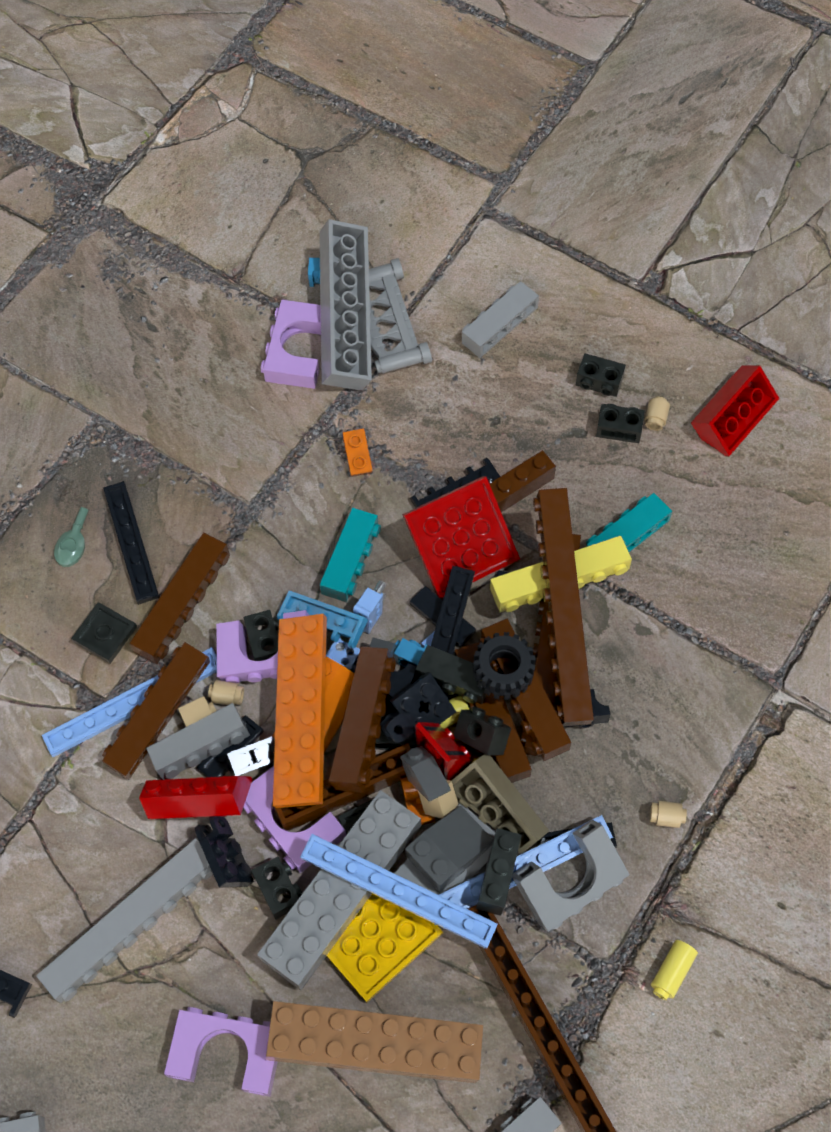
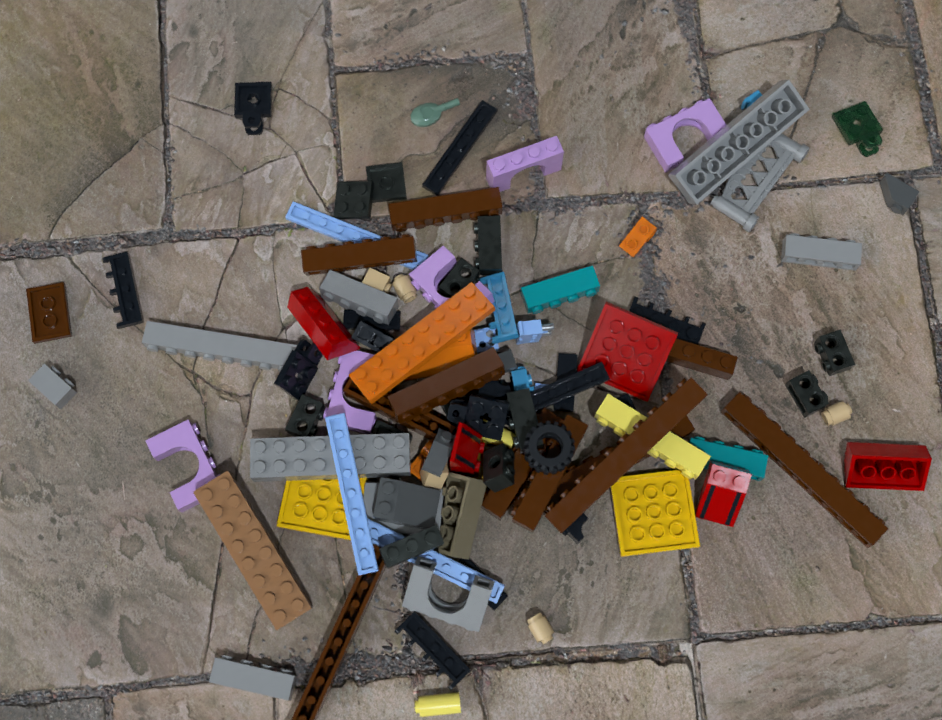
camera: 50 degrees right, 10 degrees up
(94, 675) = (354, 200): none -> pearl dark grey plate
(210, 470) = (544, 153): none -> lavender arch
(251, 584) = (488, 245): none -> pearl dark grey brick
(421, 210) = (865, 135): none -> clear green plate
(498, 225) = (897, 194): none -> dark grey slope
(613, 933) = (434, 648): none -> black hinge
(633, 630) = (654, 513): none -> yellow plate
(660, 555) = (723, 493): none -> red slope
(687, 476) = (804, 470): none -> reddish brown brick

